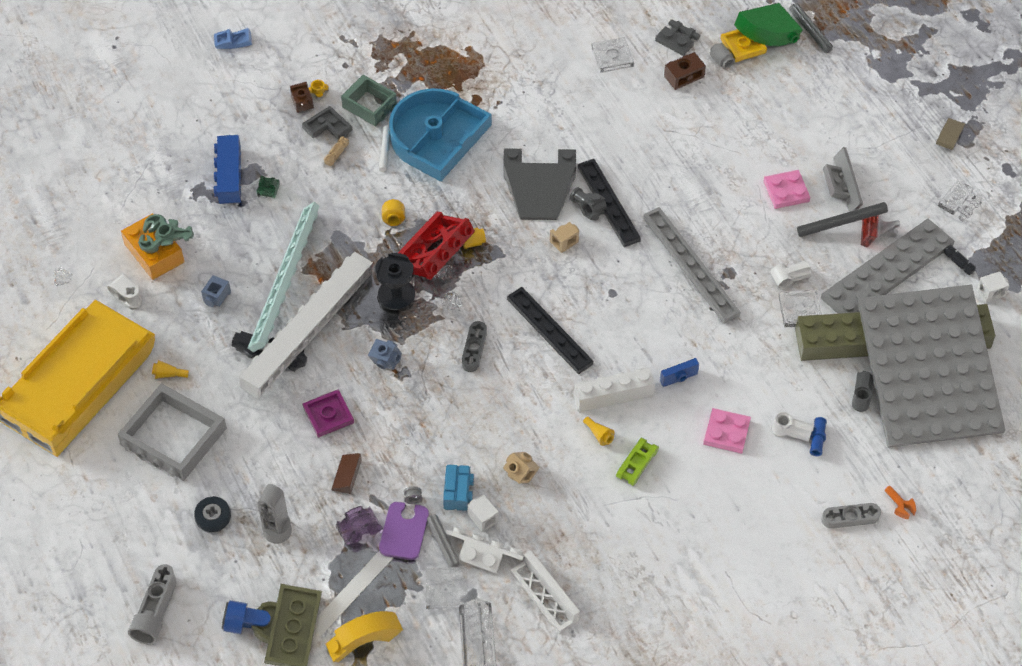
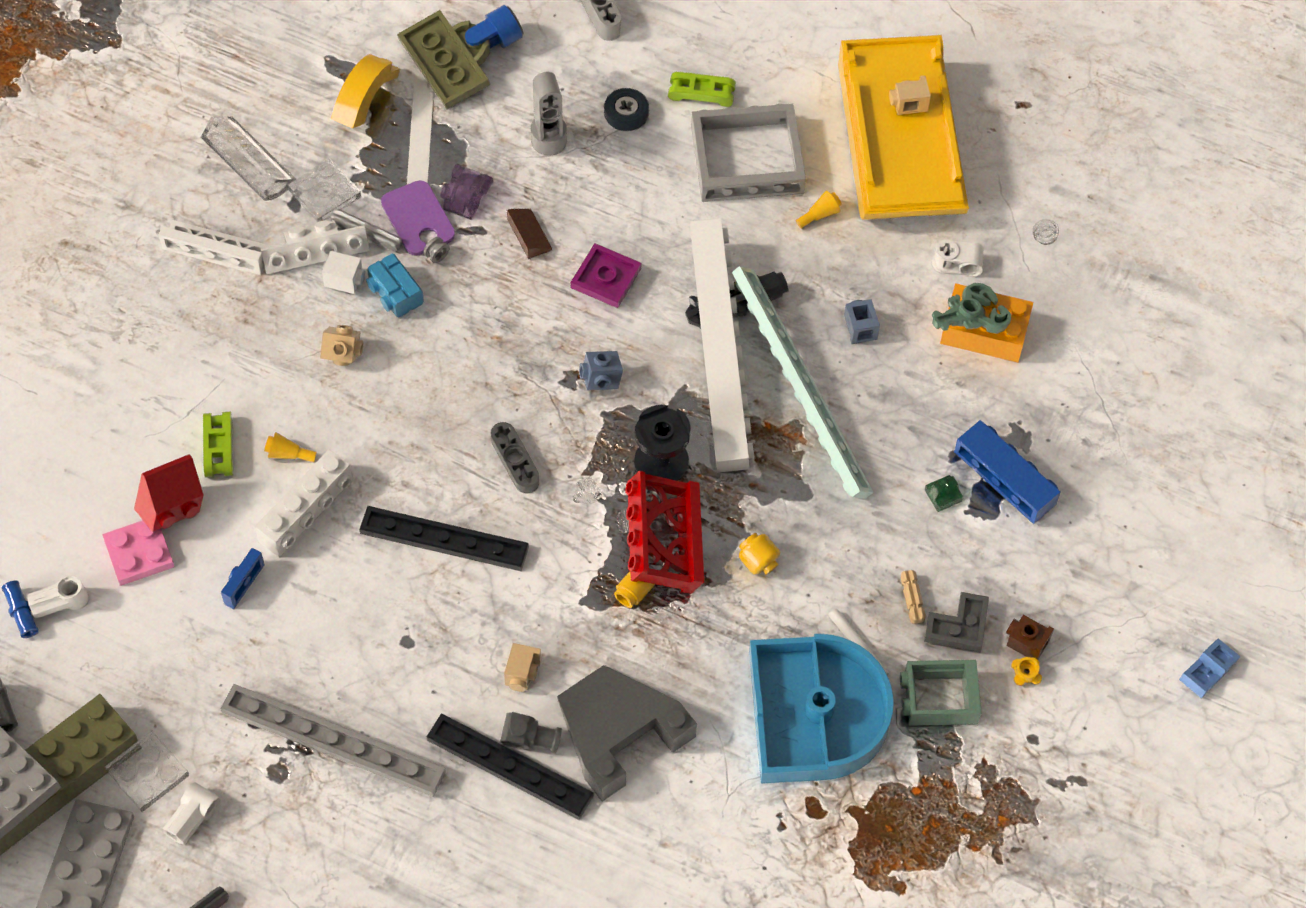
camera: 140 degrees right, 5 degrees up
(56, 368) = (910, 96): none -> tan brick
(154, 495) = (702, 88): none -> lime plate
(691, 435) = (169, 493): none -> red slope

